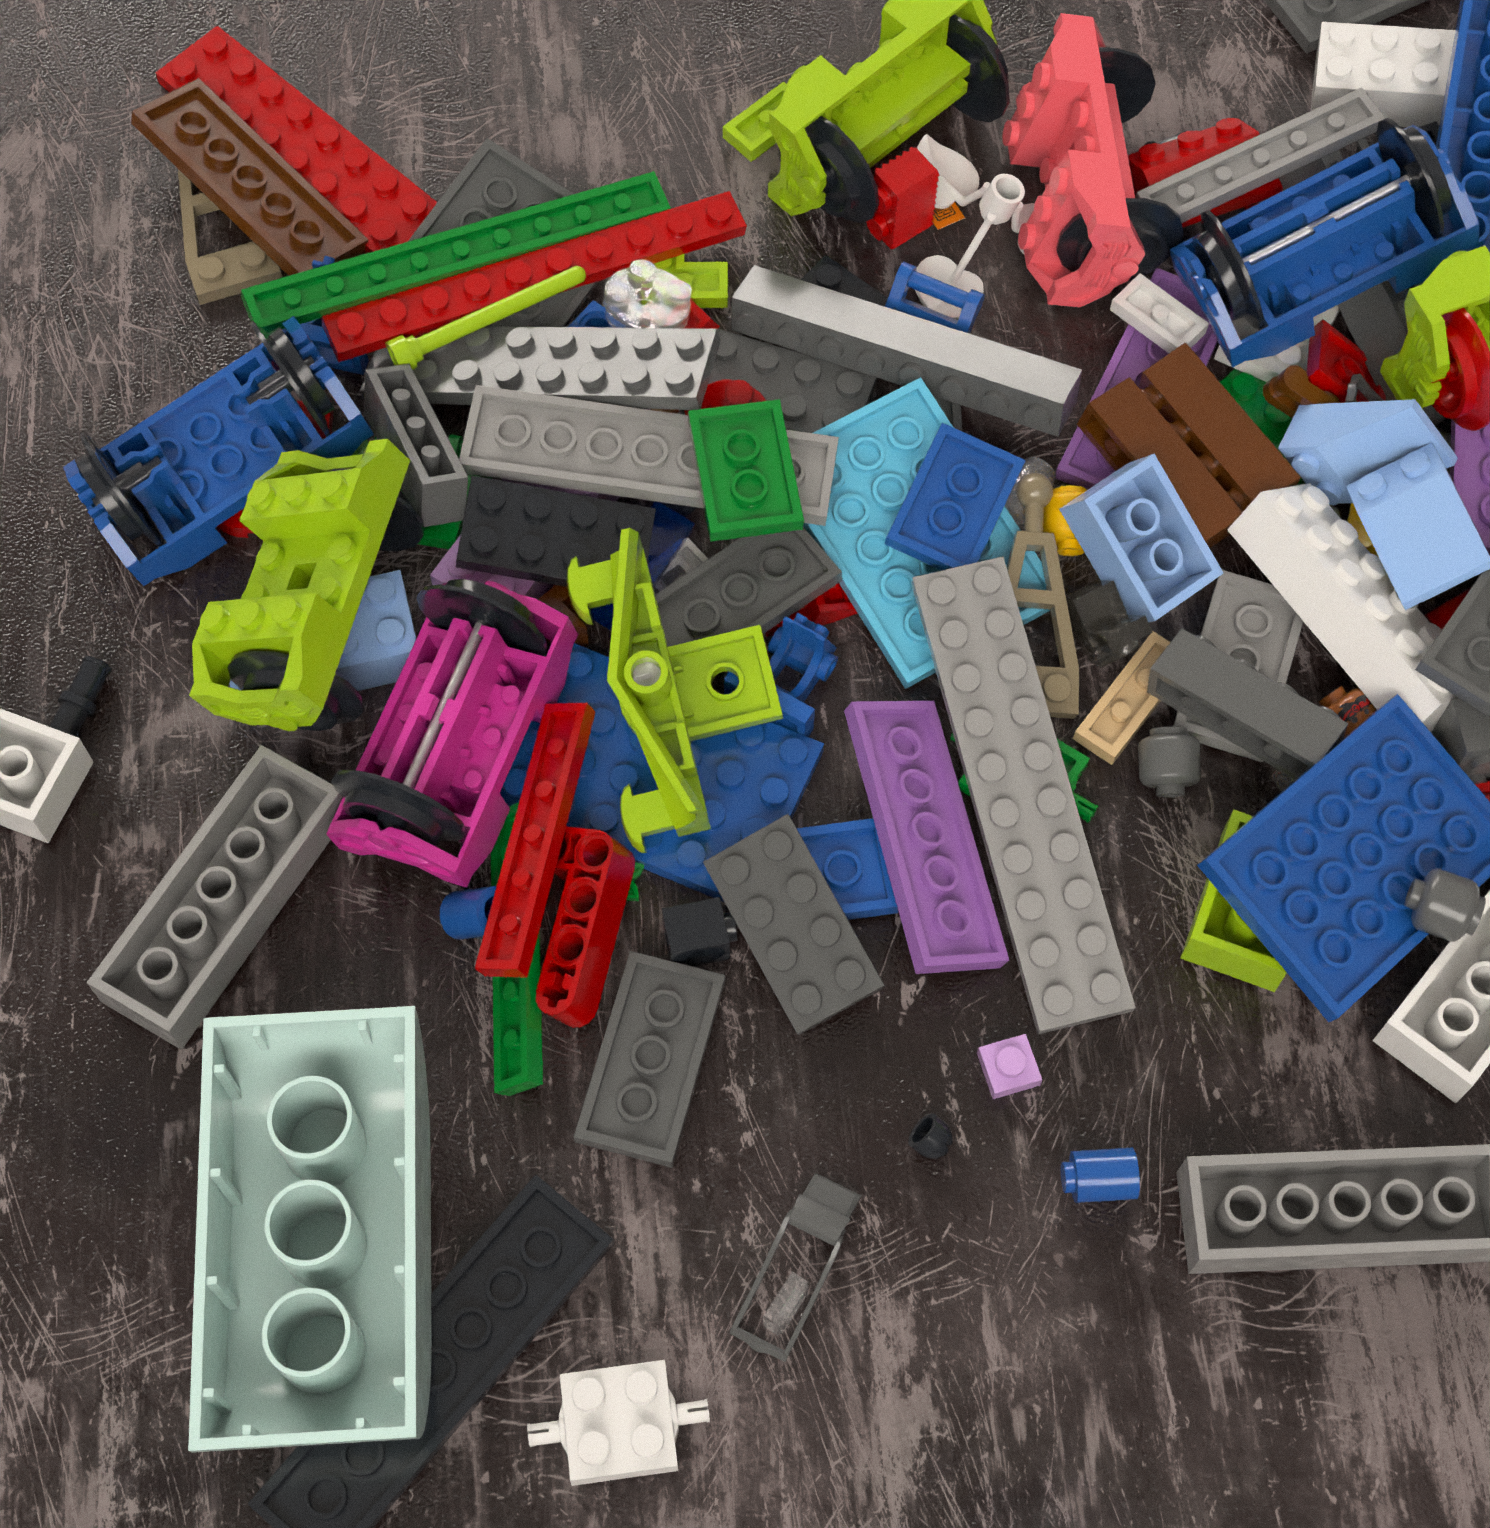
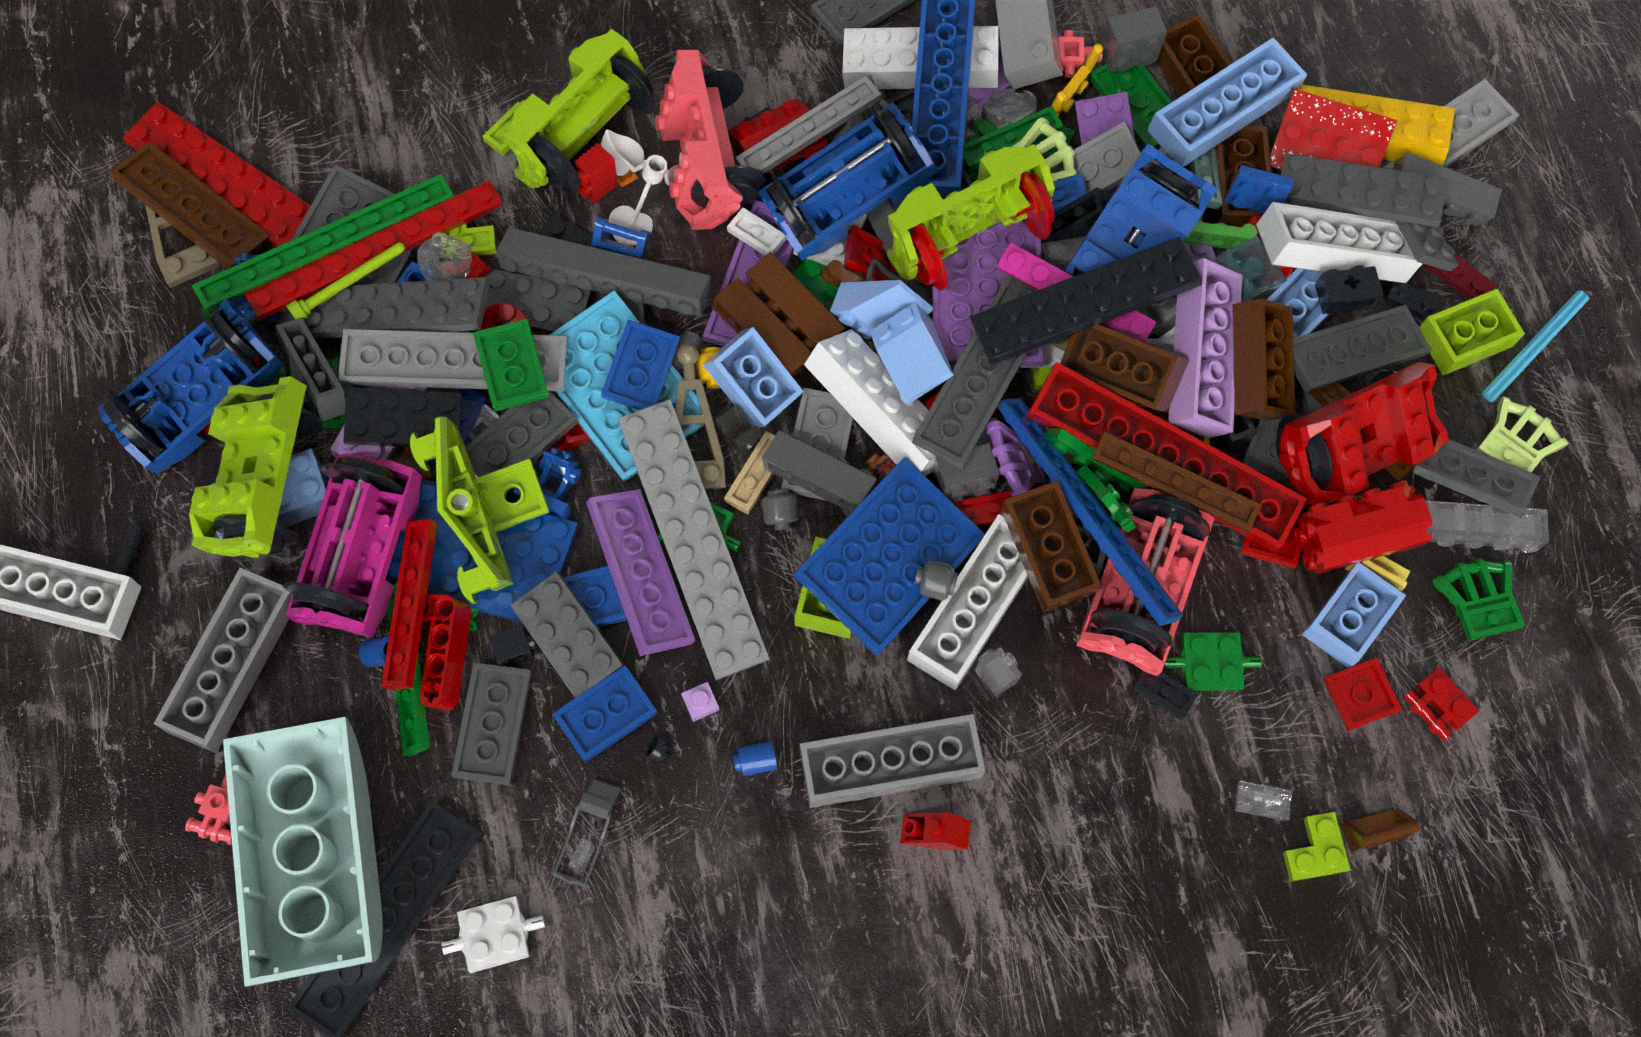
camera: 10 degrees left, 5 degrees up
(172, 1139) = (214, 807): none -> coral piece
(845, 1065) = (605, 714): none -> blue plate
(1414, 1343) = (936, 831): none -> red slope

